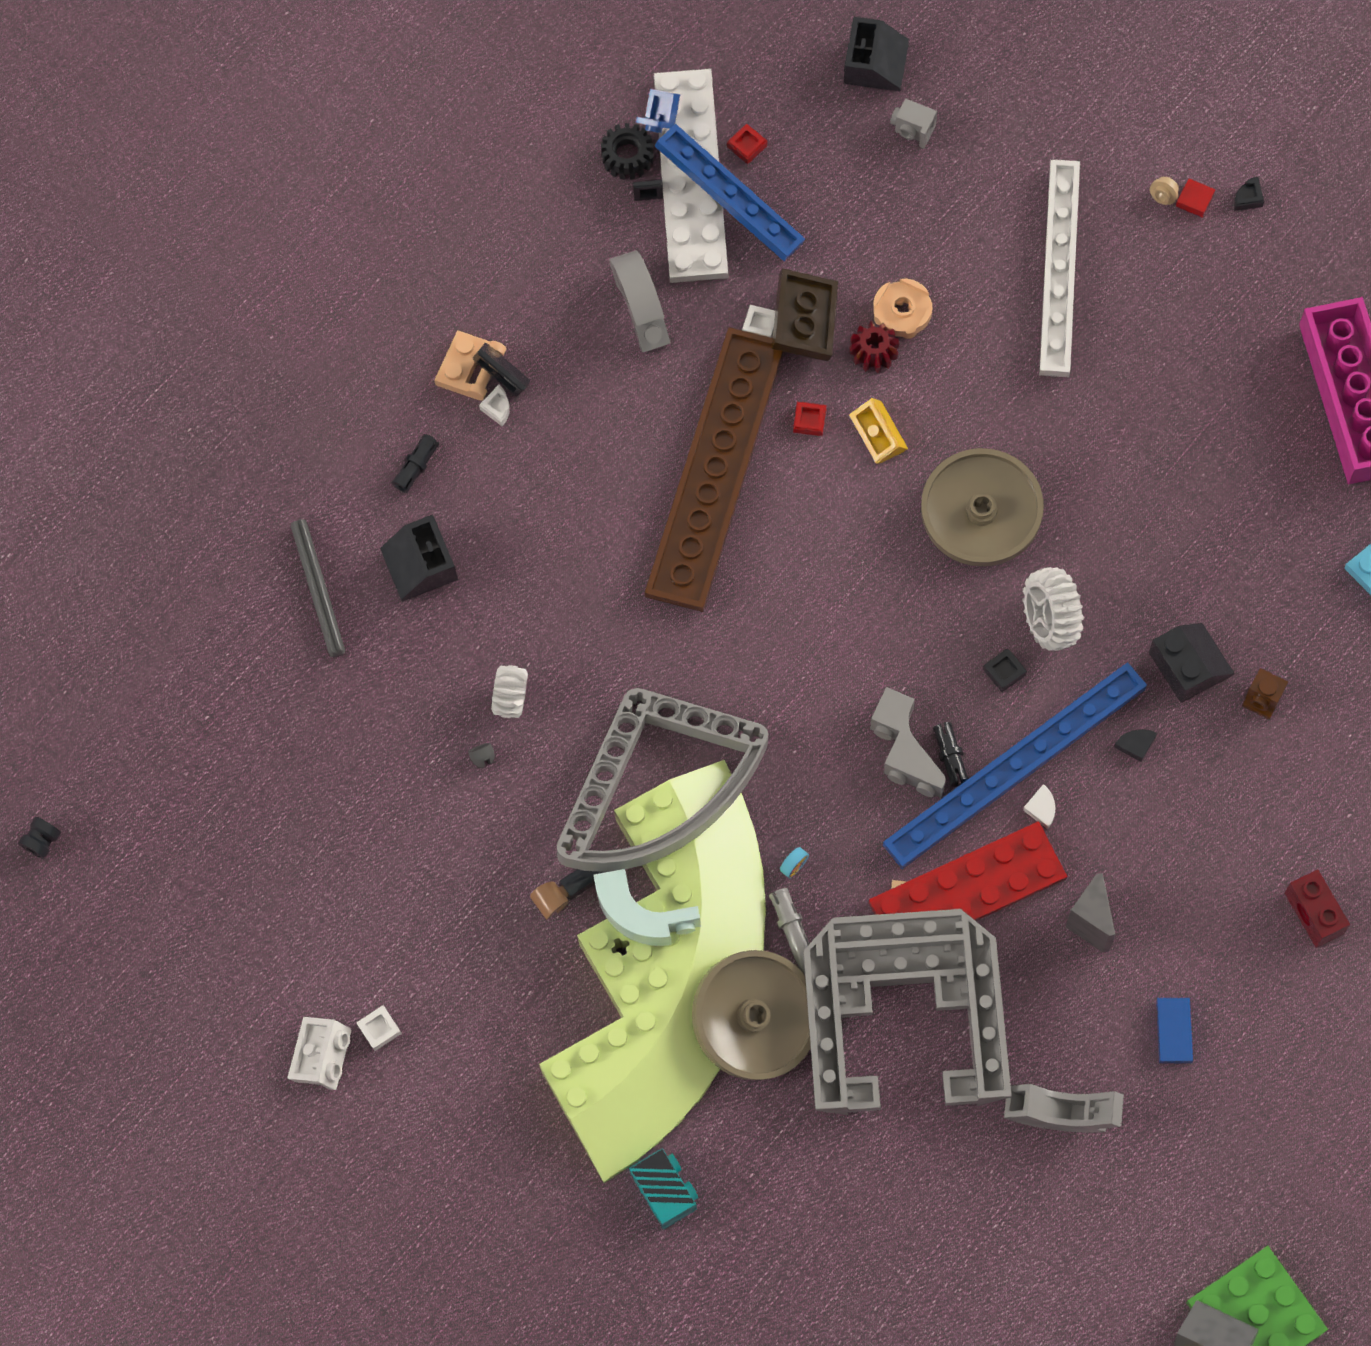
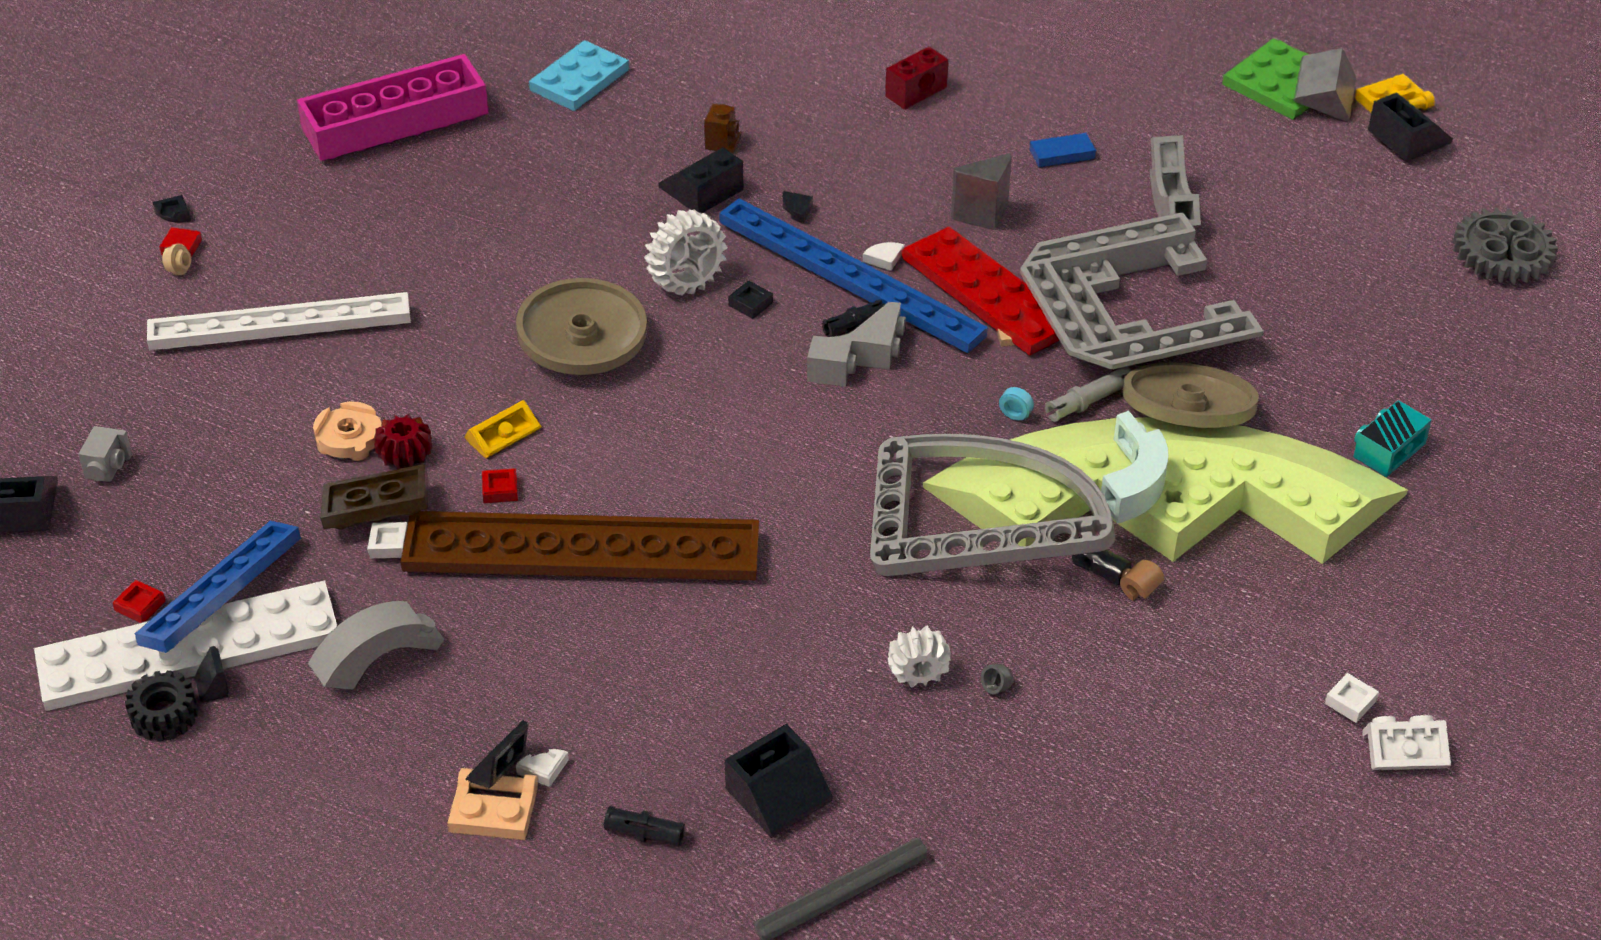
camera: 110 degrees left, 25 degrees down
(660, 111) = (109, 665): bracket -> none

